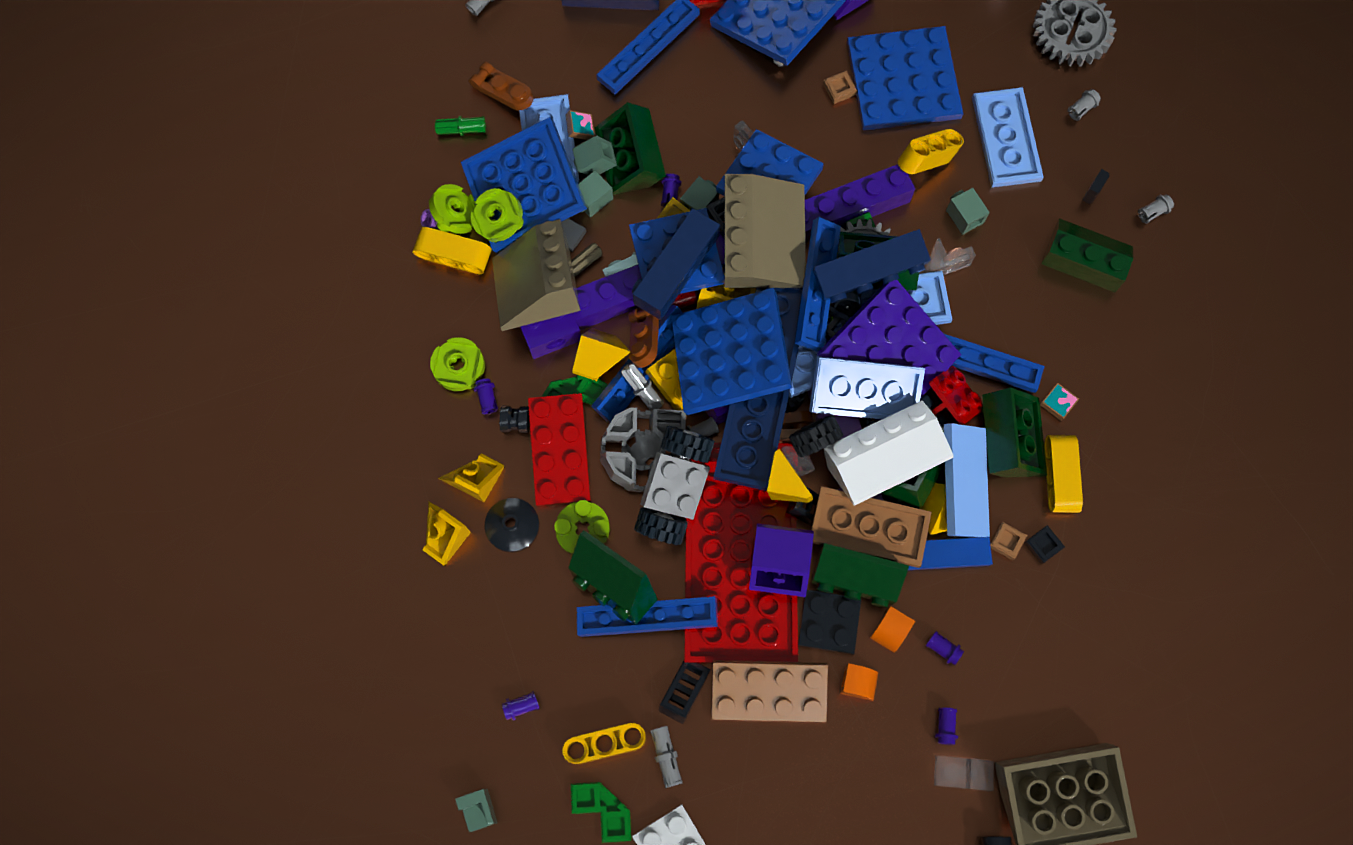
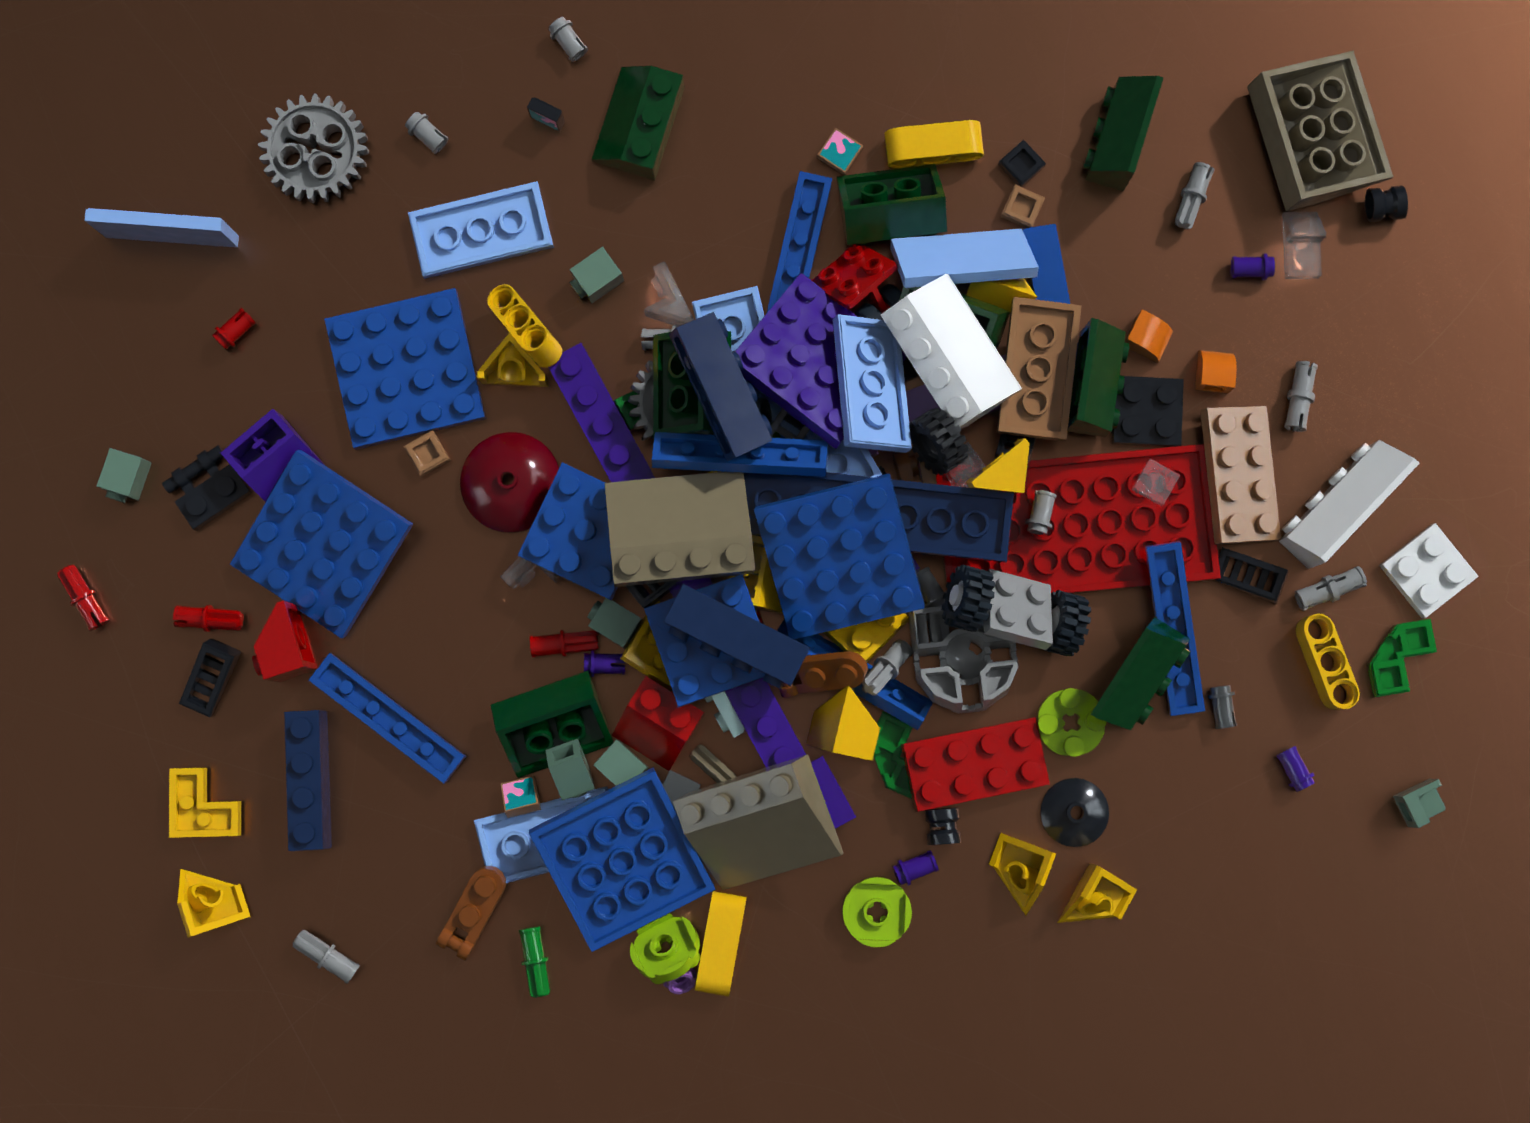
camera: 95 degrees left, 10 degrees up
(506, 225) = (665, 906): lime plate -> none
(579, 652) = (1223, 706): none -> dark grey pin
(613, 222) = (656, 724): none -> red slope
(688, 164) = (563, 643): none -> red axle
(737, 777) = (1346, 503): none -> white slope
(750, 517) = (1041, 512): none -> light grey pin
(768, 614) = (1155, 482): none -> clear plate
(781, 560) = (1096, 471): dark purple slope -> none
(828, 147) = (510, 506): none -> dark red dish
(832, 753) = (1301, 396): none -> light grey pin
(899, 137) = (511, 366): none -> yellow slope
(945, 648) = (1163, 273): dark purple pin -> none
(1011, 683) = (1194, 194): none -> light grey axle
(1069, 626) = (1122, 130): none -> dark green slope

